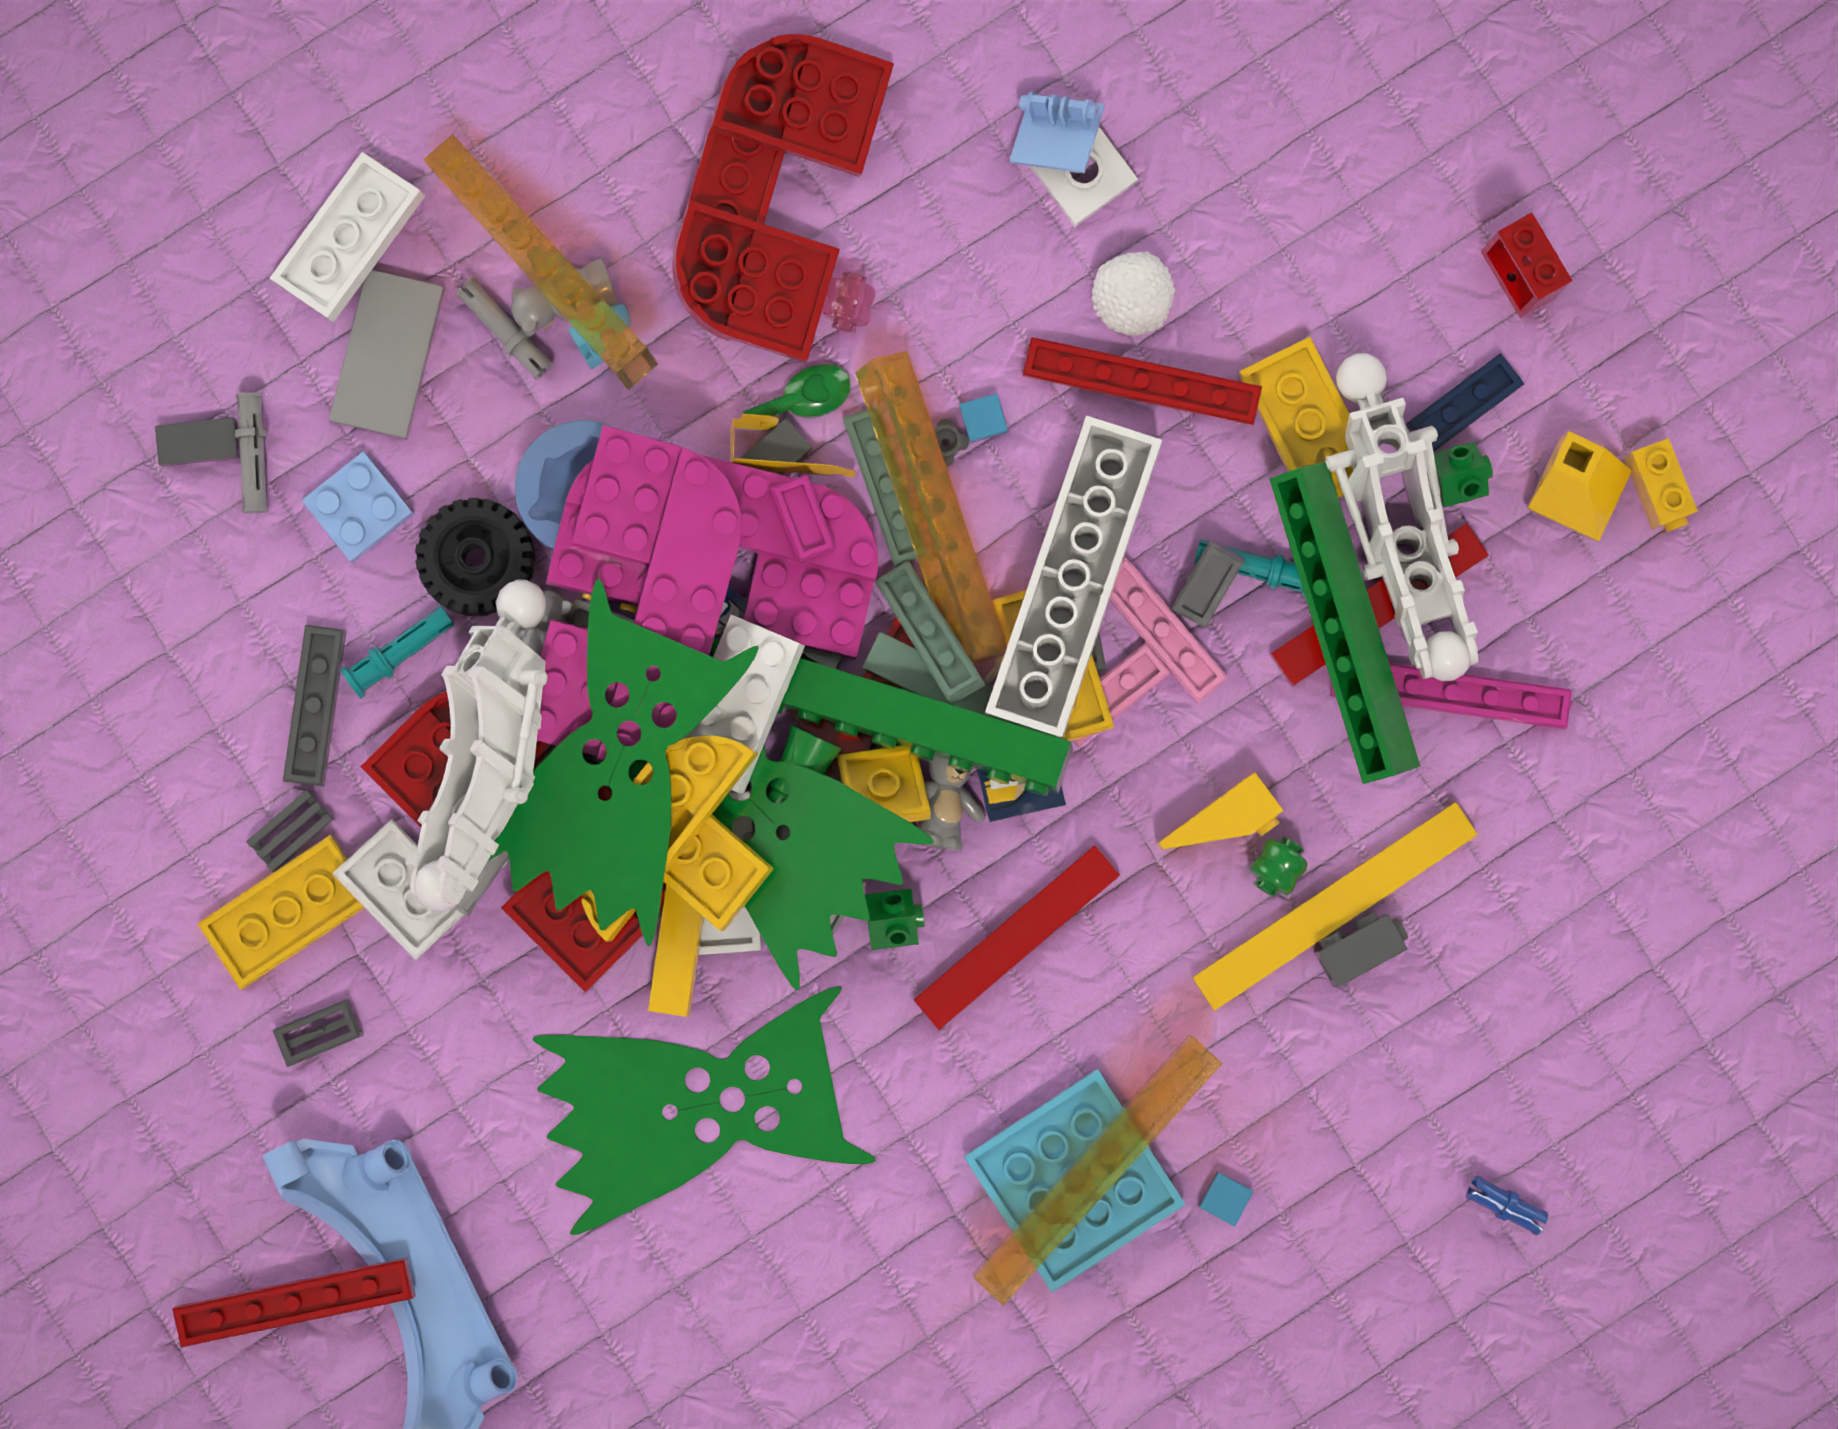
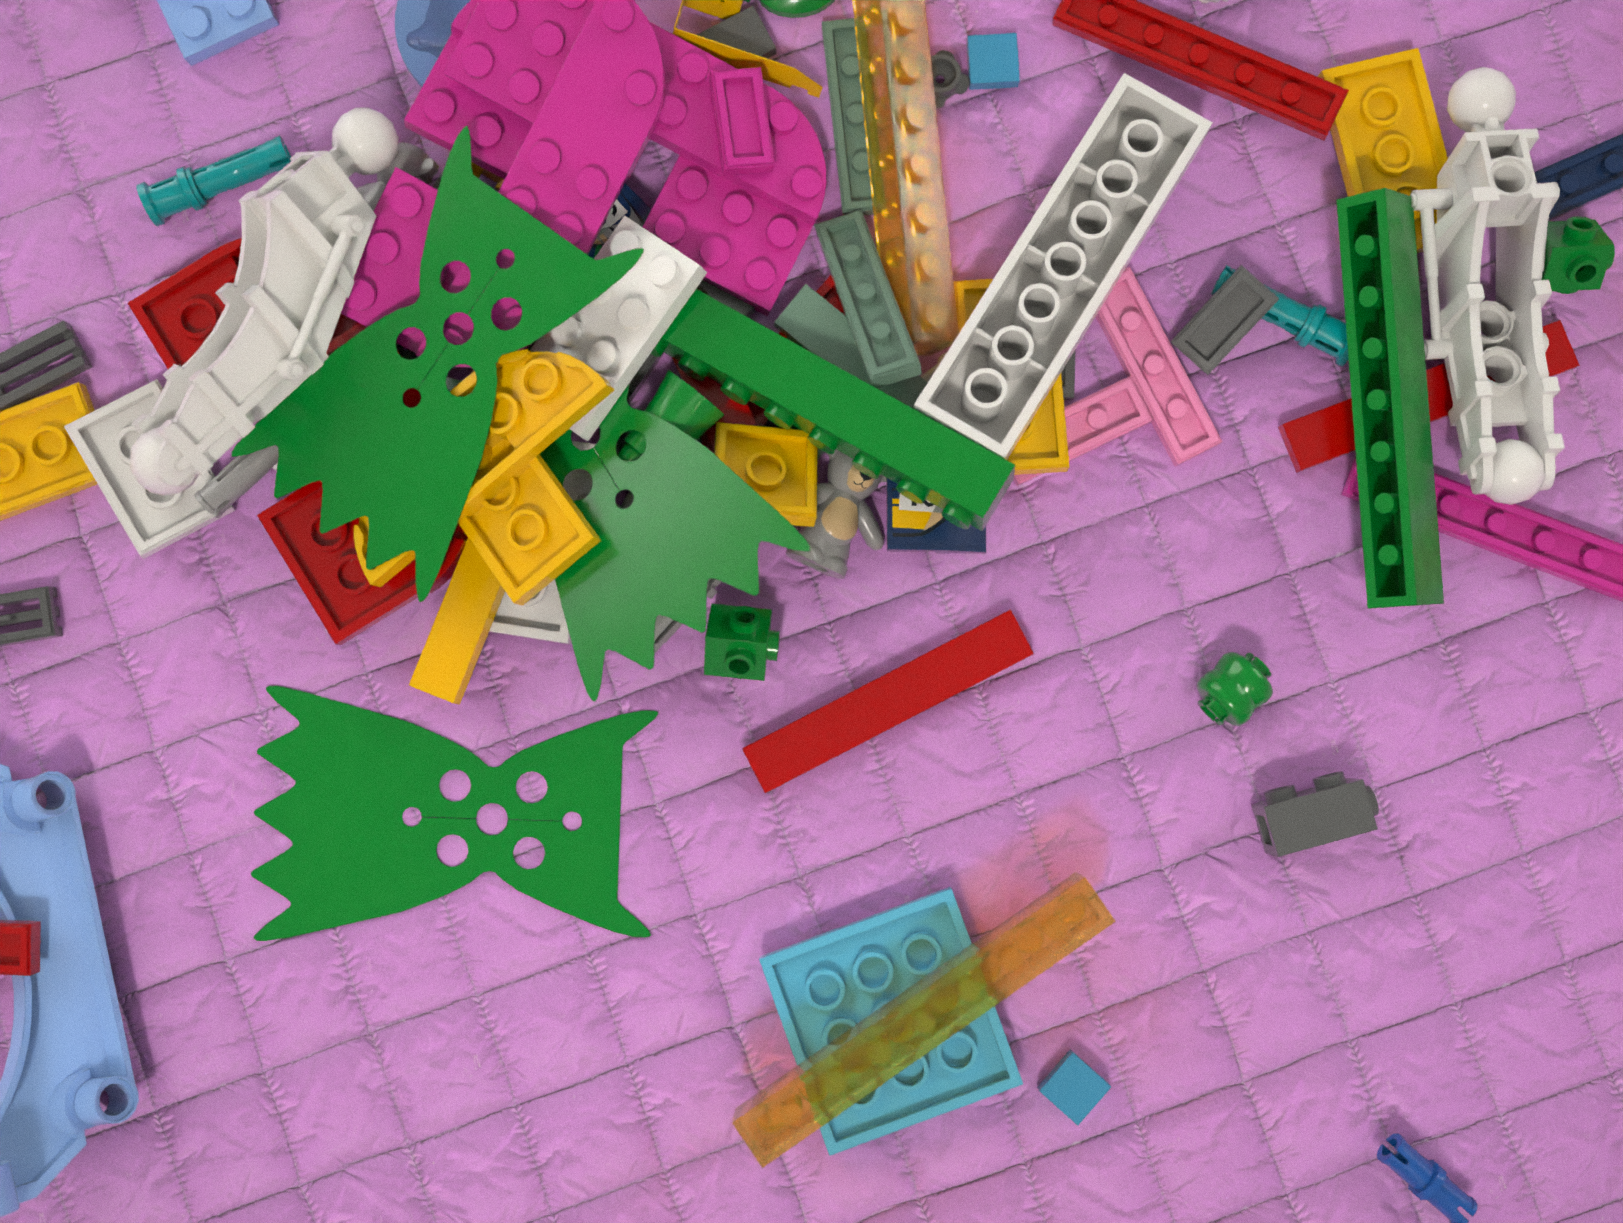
camera: 20 degrees right, 0 degrees up
(314, 705) = (100, 224): dark grey tile -> none
(457, 531) = (316, 57): black wheel -> none
(1234, 814) = (1191, 612): yellow slope -> none
(1334, 906) = (1291, 753): yellow tile -> none

